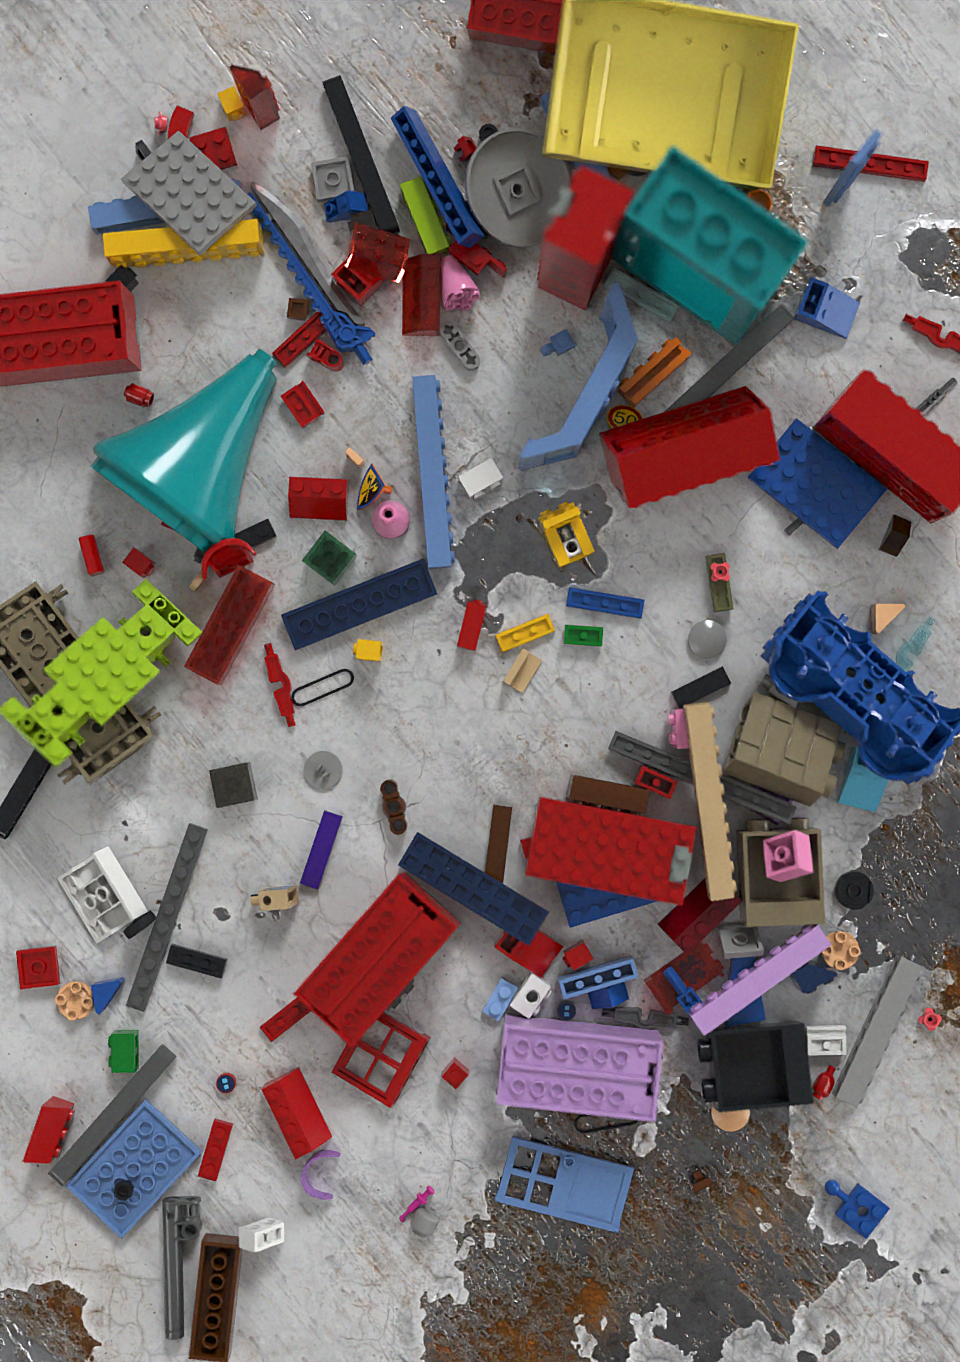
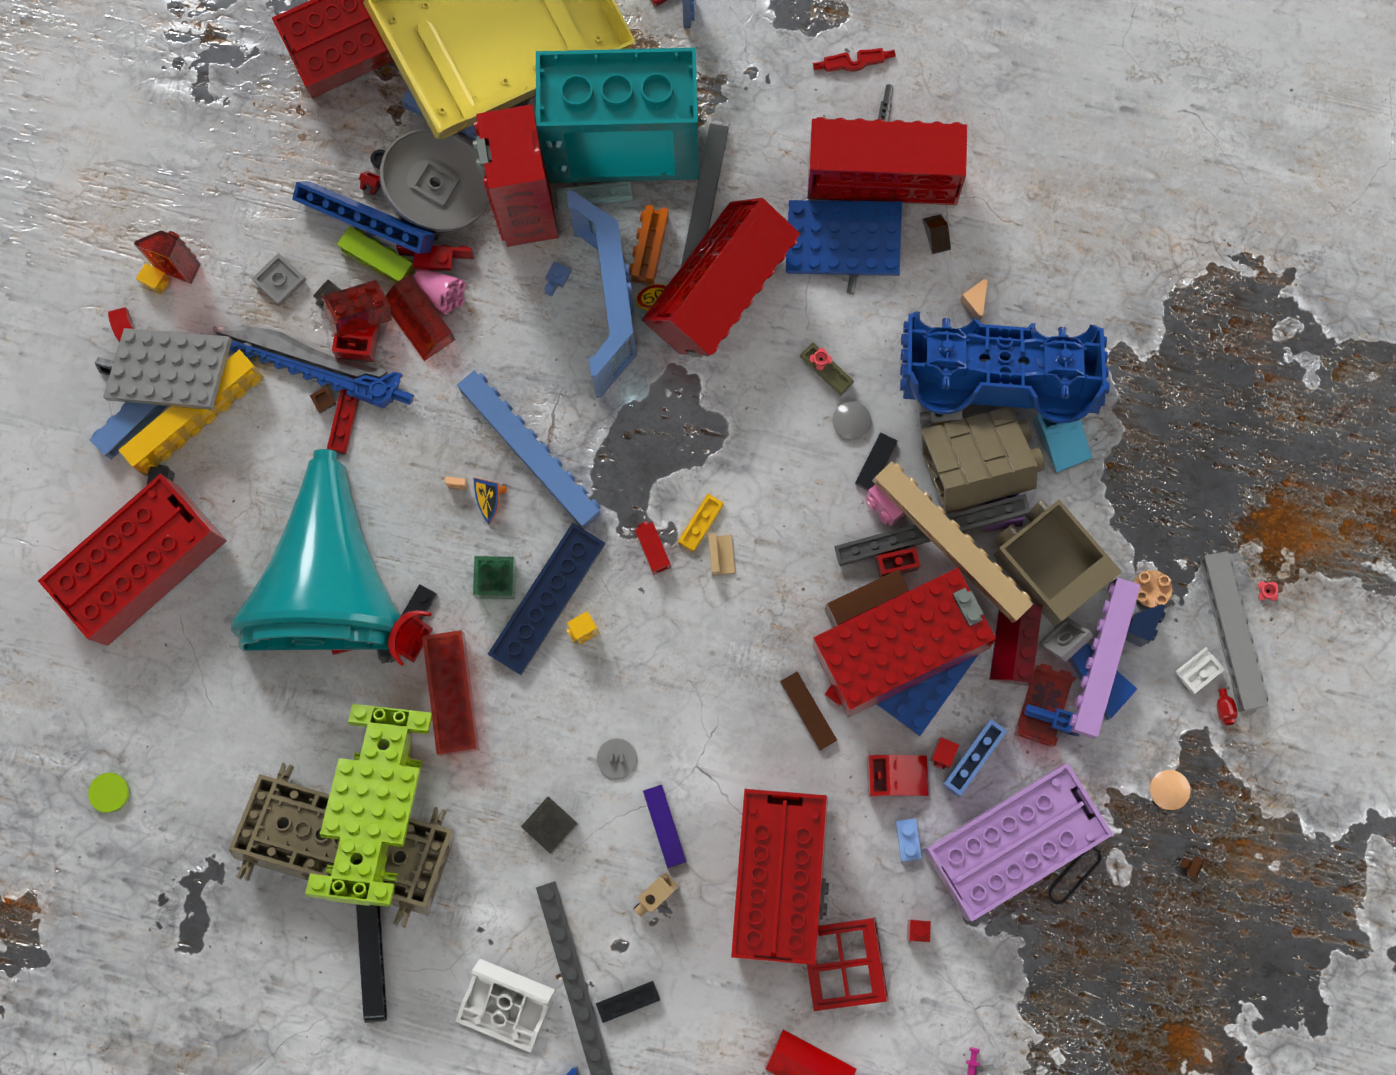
camera: 35 degrees left, 10 degrees down
(91, 555) = (291, 722): red brick -> none
(139, 395) = (239, 562): red brick -> none
(139, 563) = (337, 698): red brick -> none
(140, 924) = (556, 1005): black tyre -> none
(160, 123) = (104, 334): coral plate -> none
(196, 583) = (397, 678): tan tile -> none
(216, 147) = (164, 319): red plate -> none
(281, 695) = (519, 708): red piece -> none
(284, 1019) = (741, 991): red tile -> none
(302, 404) = (382, 472): red plate -> none
(318, 498) = (449, 537): red slope -> none
(322, 354) = (369, 420): red piece -> none
(326, 694) = (558, 686): black piece -> none
(344, 205) = (302, 292): blue slope -> none
(360, 155) = (287, 244): black beam -> none
(393, 526) = (522, 517): bright pink cone -> none
(394, 816) = (693, 735): reddish brown piece -> none
(455, 331) = (481, 342): light grey beam -> none
(473, 888) = (816, 759): dark blue plate -> none
(480, 479) = (572, 426): white brick -> none
(522, 1003) = (925, 826): white brick -> none
(554, 520) = (661, 408): yellow brick -> none
(566, 1010) = (970, 807): dark blue tile -> none
(583, 635) = (749, 489): green plate -> none
(584, 1187) = (1101, 947): medium blue door -> none
(605, 603) = (747, 451): blue tile -> none
(608, 996) = (994, 768): blue slope -> none
(634, 1016) = (1047, 758): dark grey piece -> none
(756, 1066) = (1160, 732): black brick -> none
(787, 856) = (1049, 539): bright pink brick -> none
(826, 308) = (747, 101): slope -> none
(851, 1203) = (1328, 792): blue plate -> none
(854, 890) = (1124, 533): black tile -> none
(914, 645) = (1019, 304): clear light blue piece -> none

